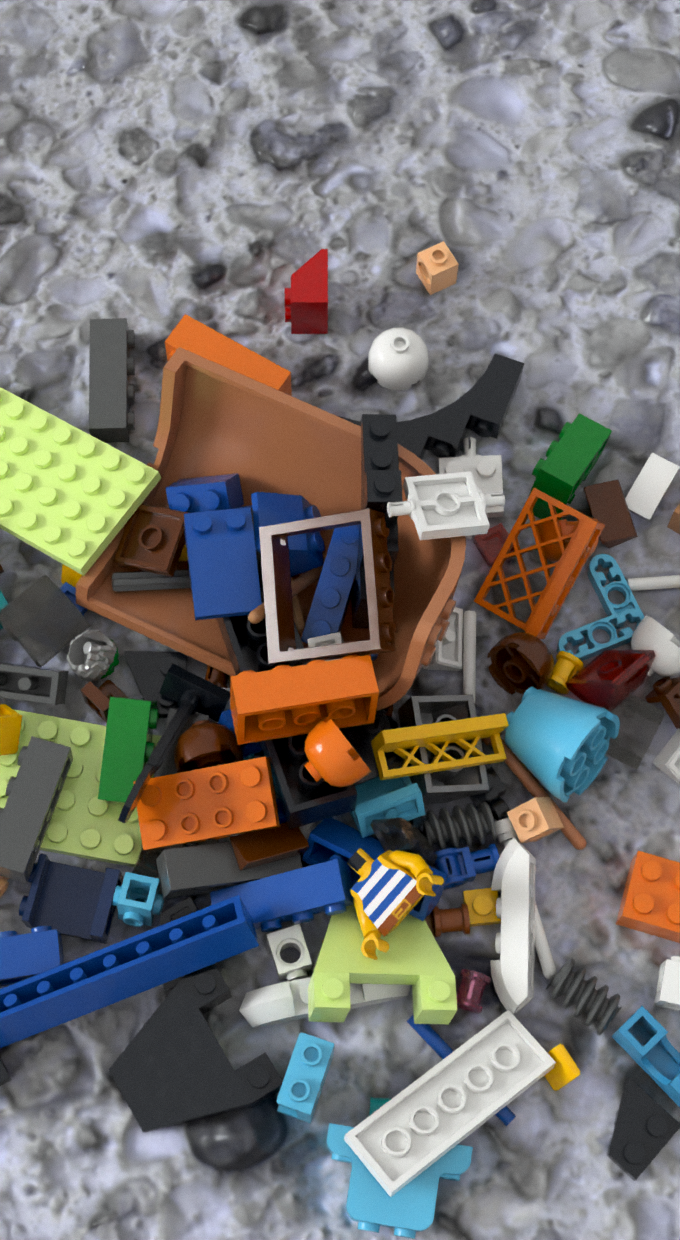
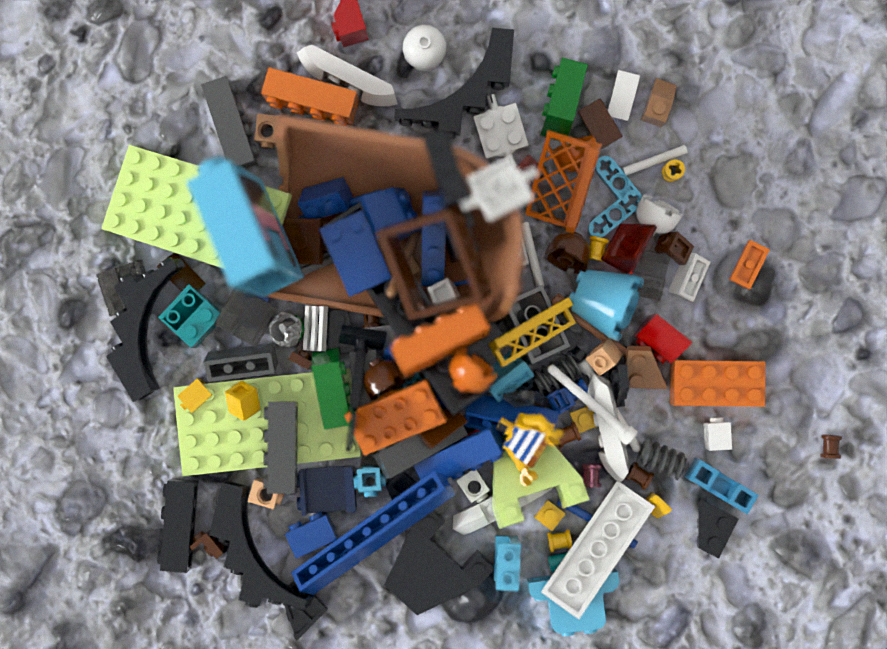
camera: 10 degrees left, 20 degrees up
(83, 479) = (243, 228): none -> medium azure brick
(129, 664) = (312, 327): none -> white tile
(150, 393) = (264, 121): none -> medium nougat brick
(306, 378) = (322, 64): none -> white brick
(391, 1035) = (549, 515): none -> yellow plate
(394, 1076) = (559, 540): none -> yellow bush
(538, 929) = (625, 432): none -> white piece
(543, 1012) = (639, 475): none -> reddish brown bush
(549, 857) = (619, 377): none -> black wing
(587, 855) = (643, 368): none -> medium nougat wing
(626, 817) = (662, 338): none -> red slope

